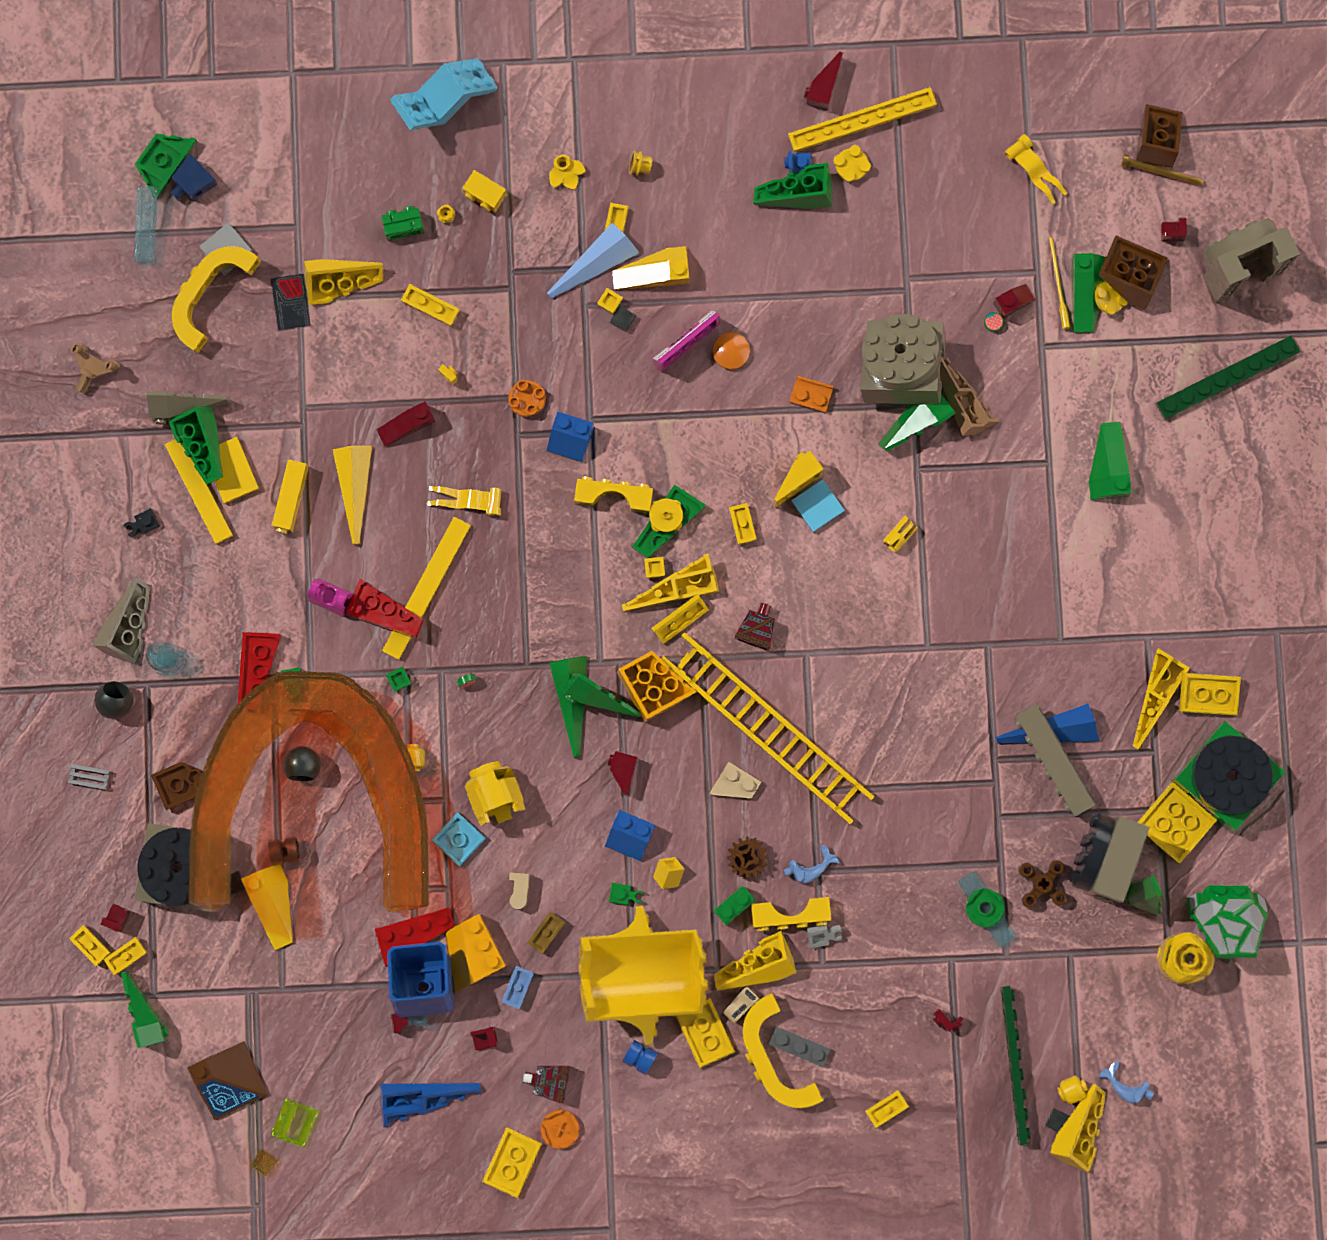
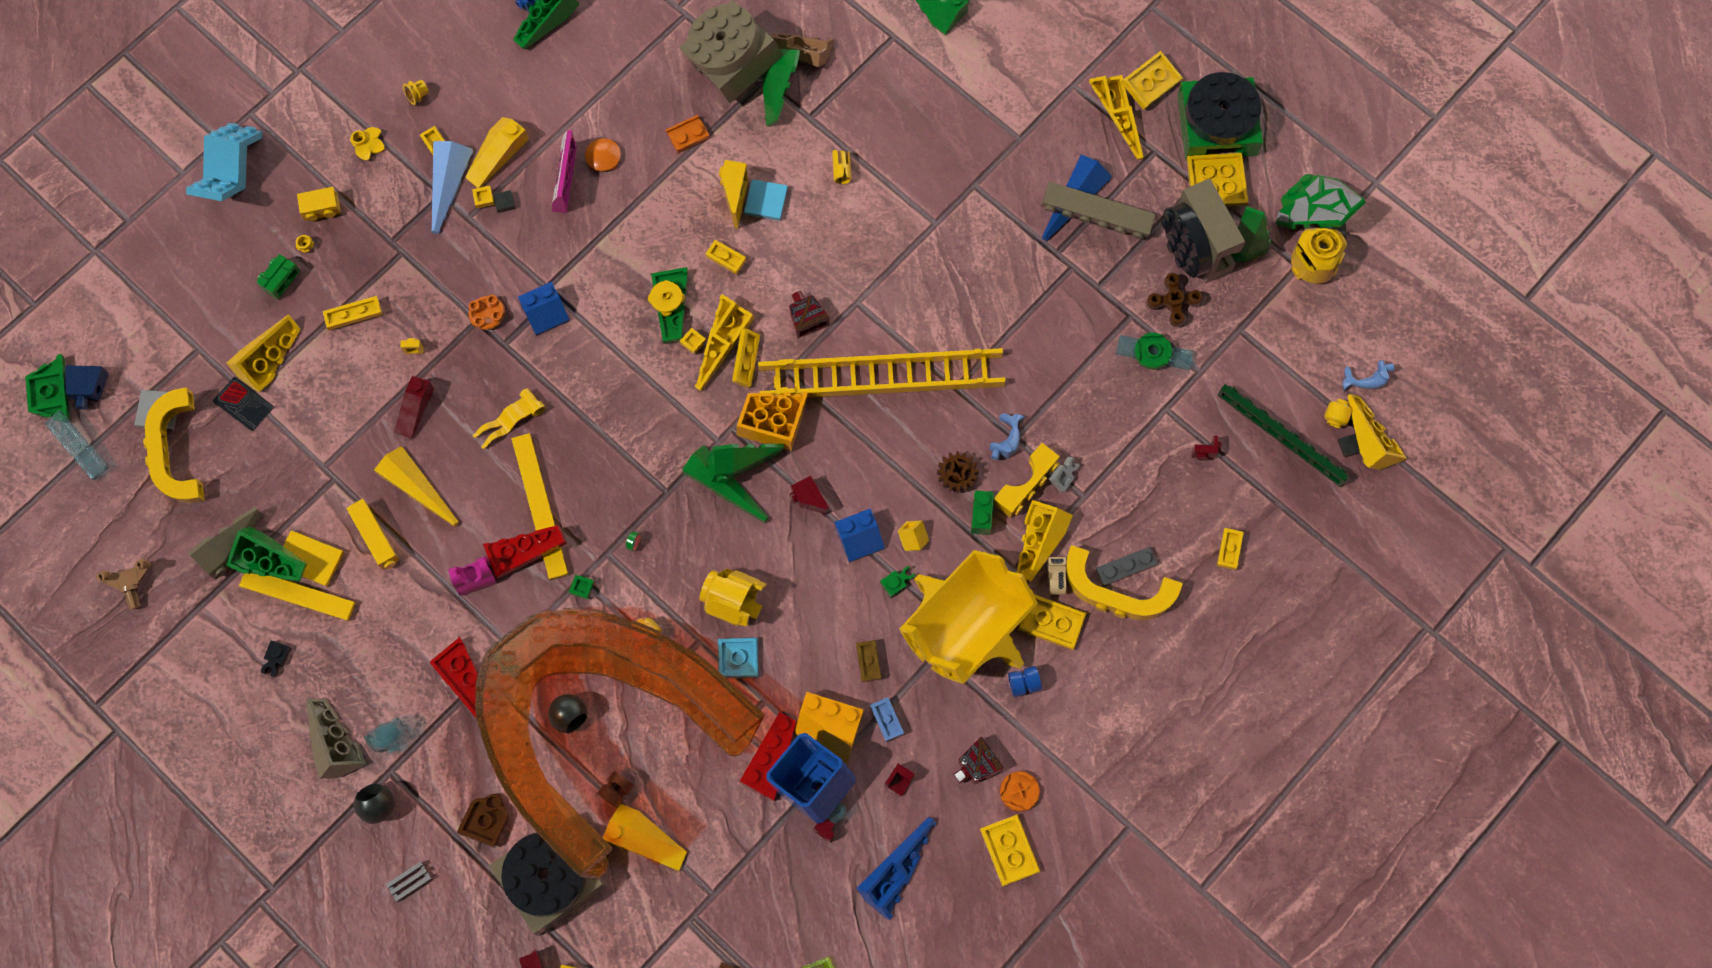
camera: 50 degrees left, 10 degrees down
(521, 887) = (819, 648): tan leg -> none
(590, 491) = (632, 306): yellow arch -> none
(735, 783) = (897, 432): tan wing -> none

